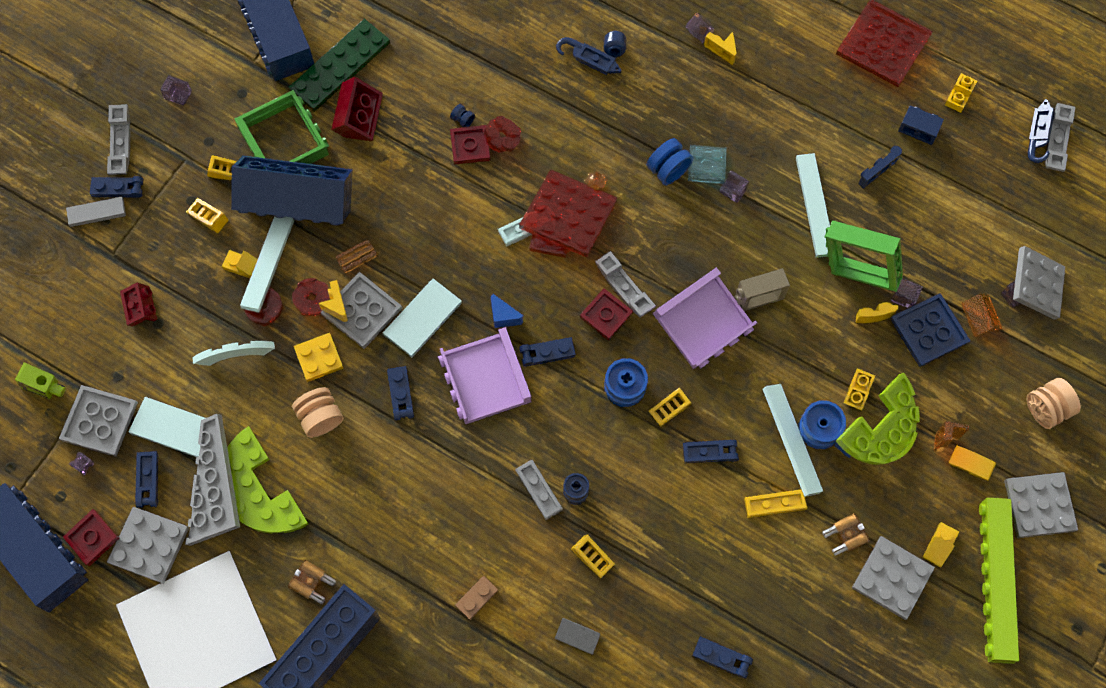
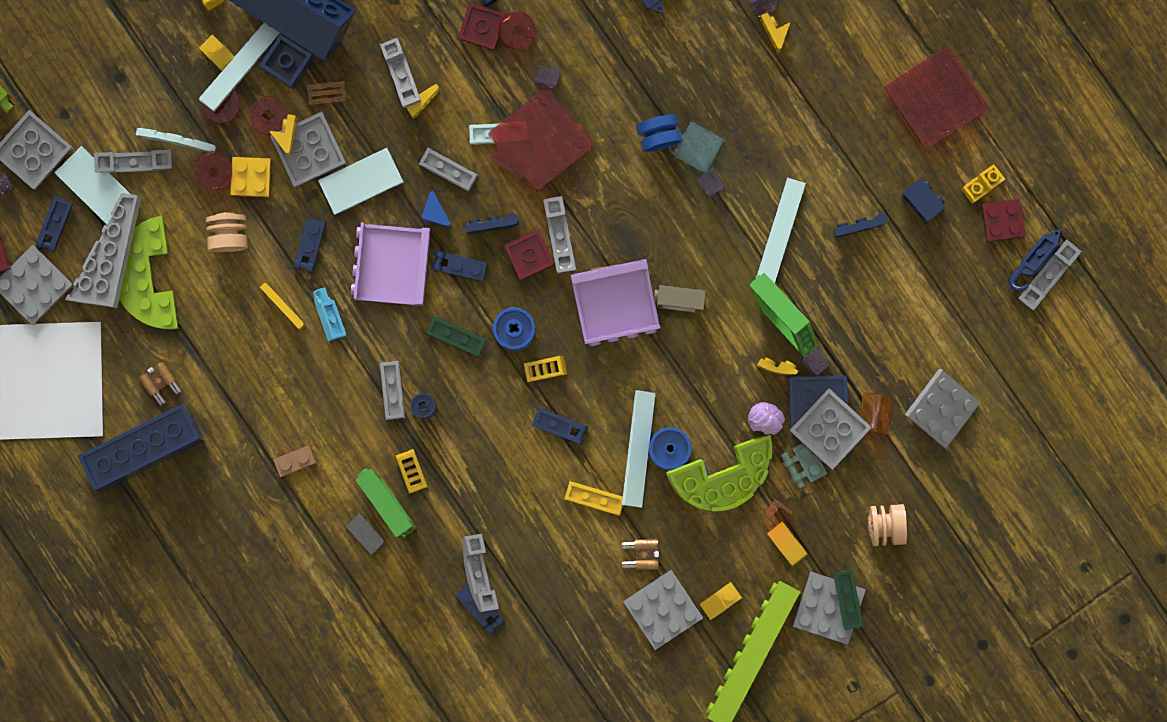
camera: 30 degrees right, 15 degrees up
(138, 304) = (108, 52): dark red bracket -> none
(200, 391) = (132, 162): none -> light grey slope
(270, 368) = (213, 181): none -> clear red plate
(308, 242) = (286, 62): none -> dark blue brick
(400, 457) = (282, 306): none -> yellow tile
(415, 210) = (400, 72): none -> light grey slope
(444, 227) = (425, 97): none -> yellow slope
(447, 446) = (328, 315): none -> medium azure hinge
(497, 274) = (448, 169): none -> light grey tile
(548, 161) = (547, 77): none -> clear purple panel
(560, 301) = (493, 223): none -> dark blue plate
(575, 413) = (456, 336): none -> dark green plate
(587, 591) = (385, 503): none -> bright green window
(596, 180) = (583, 118): clear orange plant -> none
(703, 625) = (476, 573): none -> light grey slope
(859, 389) = (724, 430): yellow slope -> none
(892, 359) = (766, 418): none -> lavender hair
(948, 383) = (809, 462): none -> sand green plate
(954, 342) = (830, 429): none -> light grey plate
(994, 114) = (1003, 220): none -> dark red plate
(1057, 486) = (848, 599): none -> dark green plate

